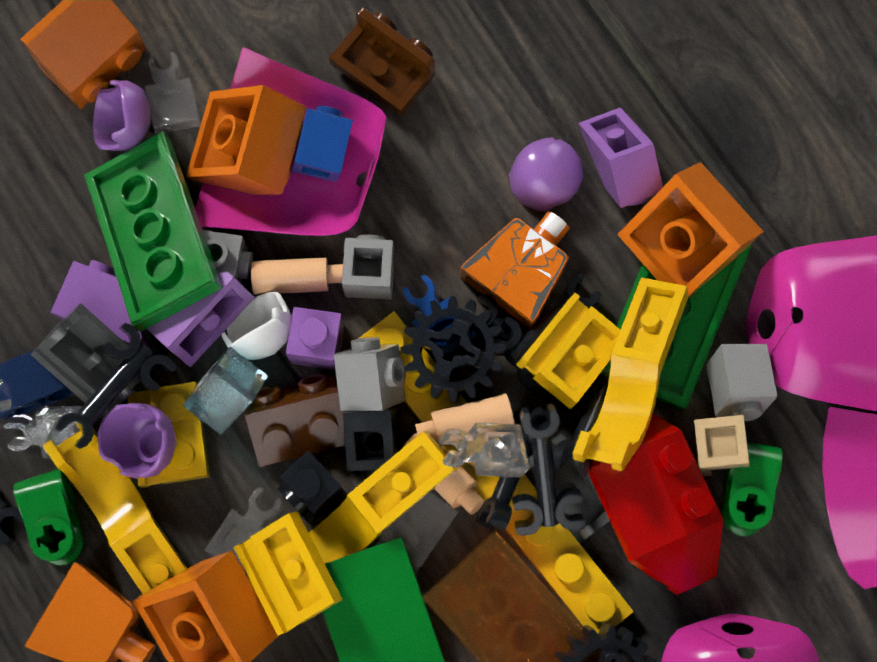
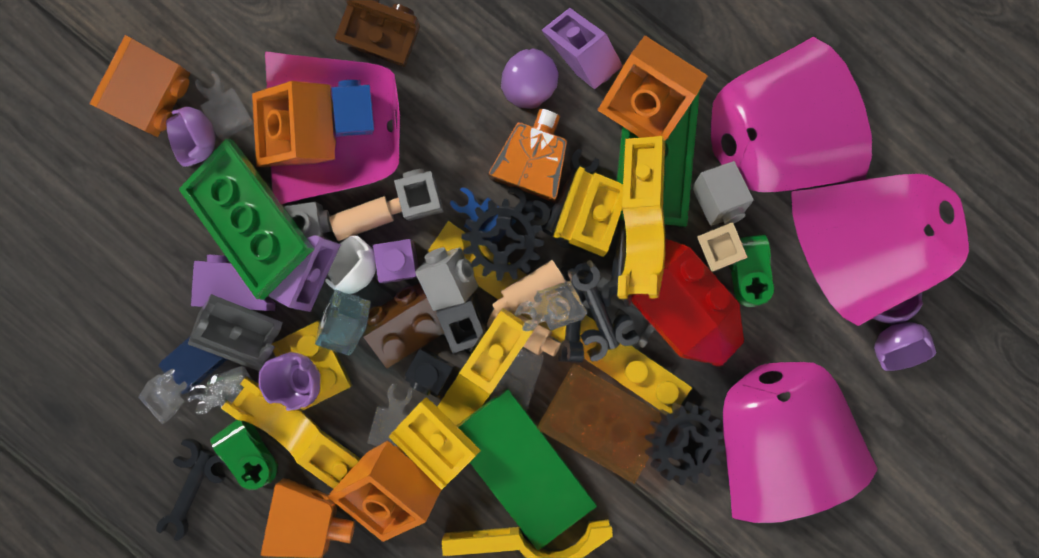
camera: 20 degrees left, 10 degrees up
(137, 360) = (268, 322): black bar -> none

